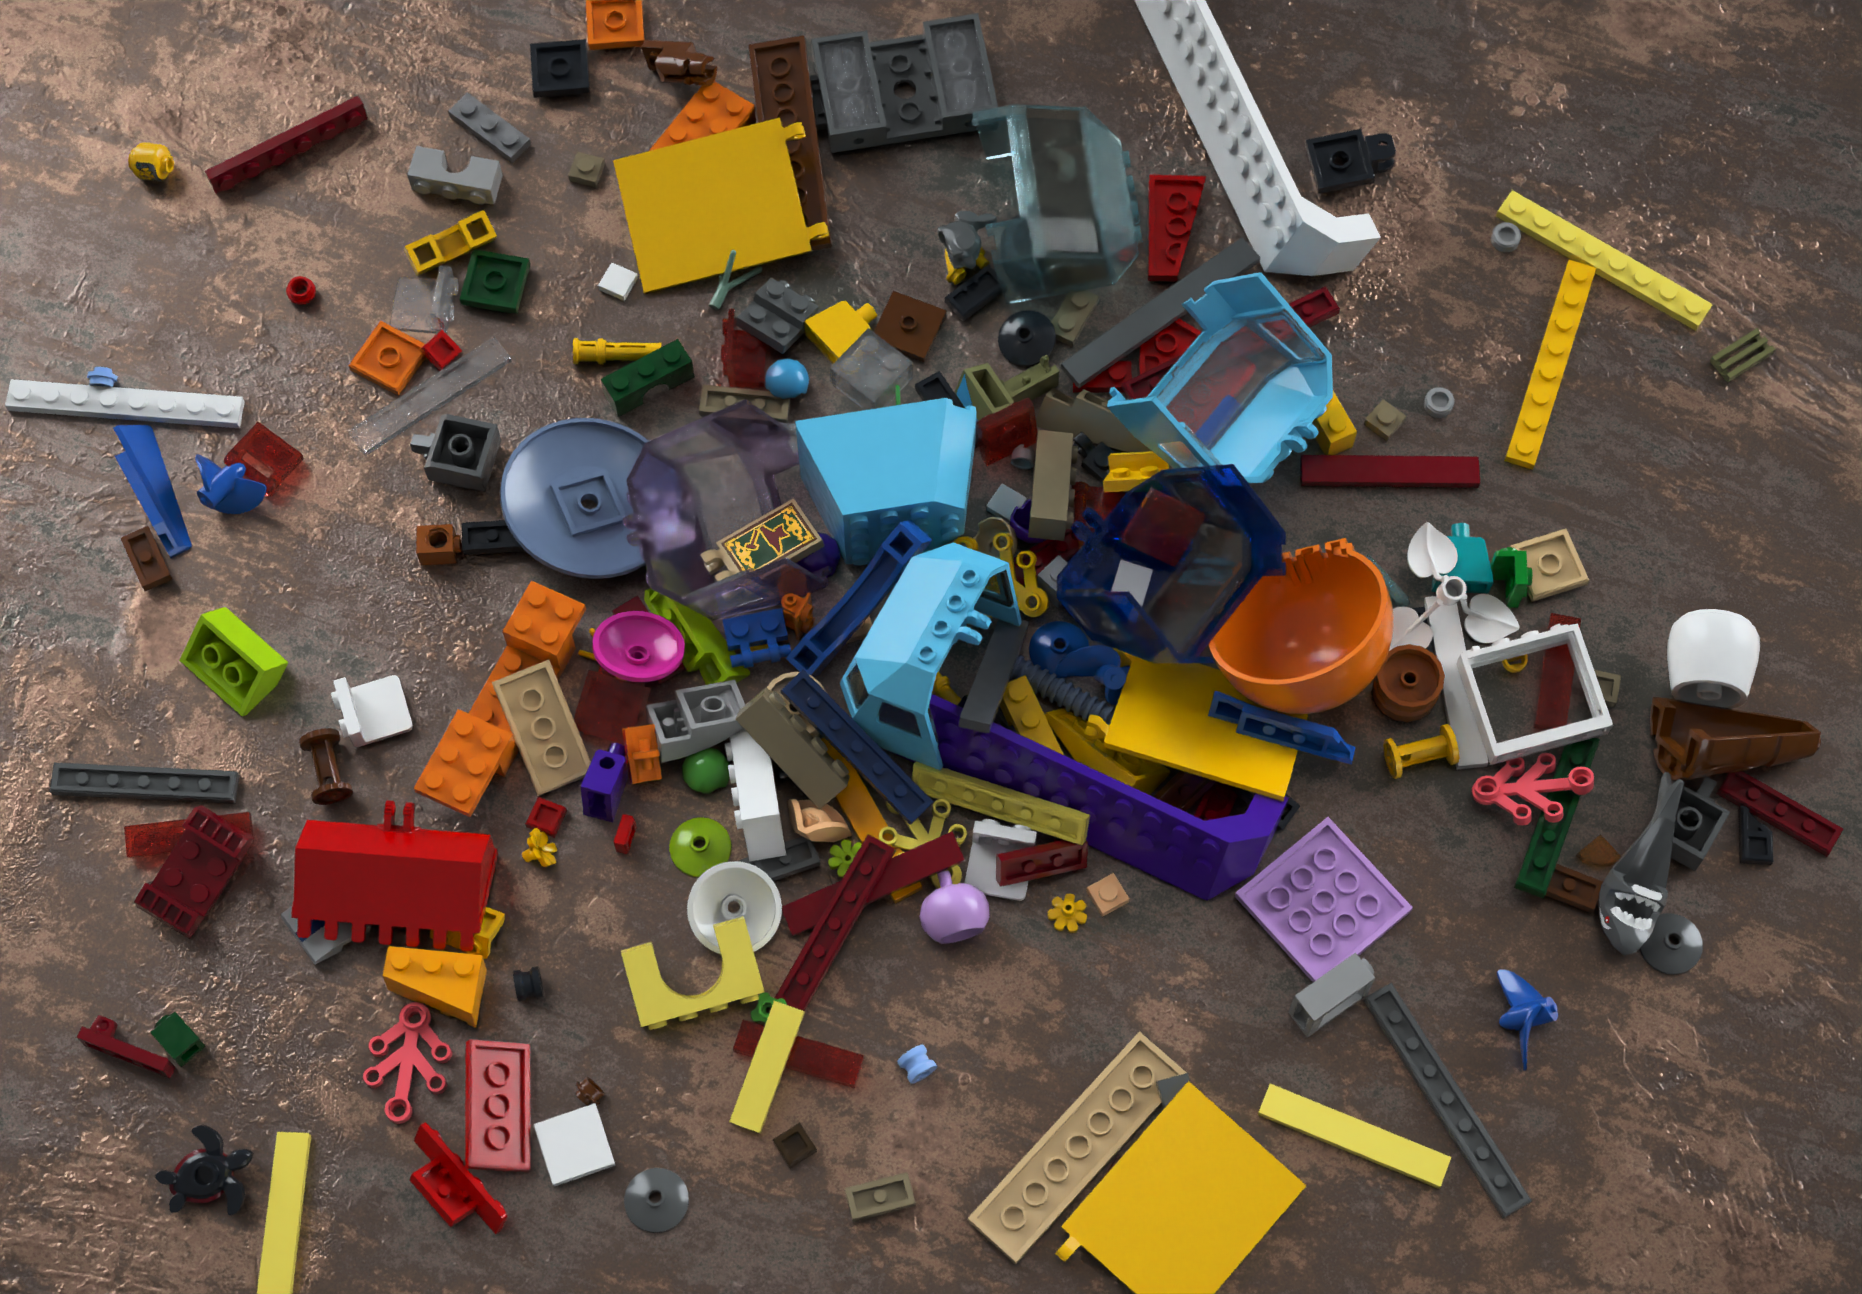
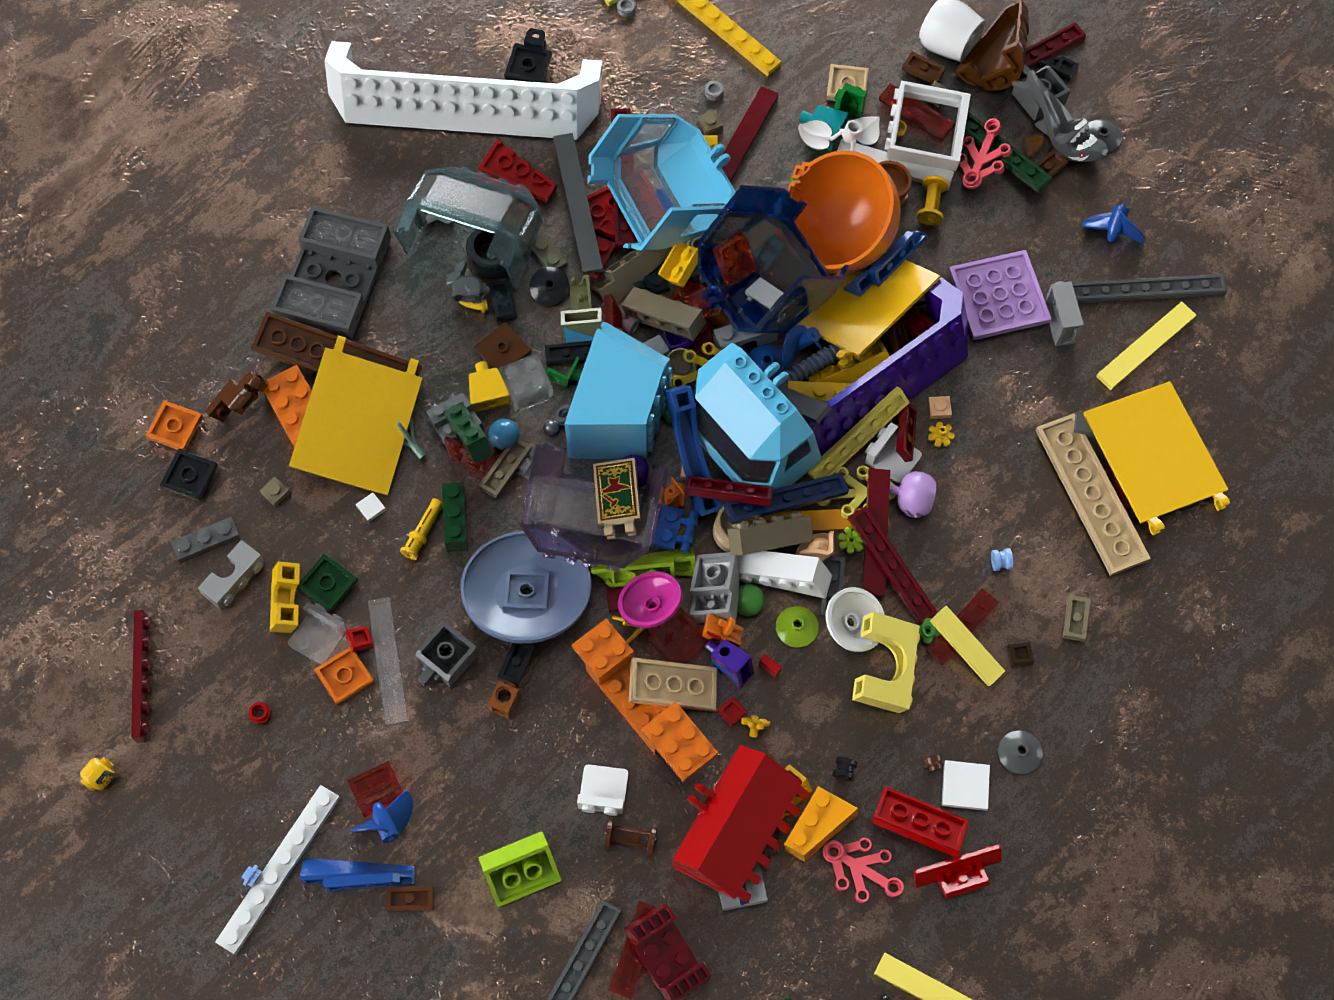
camera: 65 degrees left, 0 degrees up
(757, 318) = (468, 431): none -> dark green arch
(822, 668) = (729, 490): none -> dark red tile
(1635, 654) = (923, 68): none -> reddish brown plate

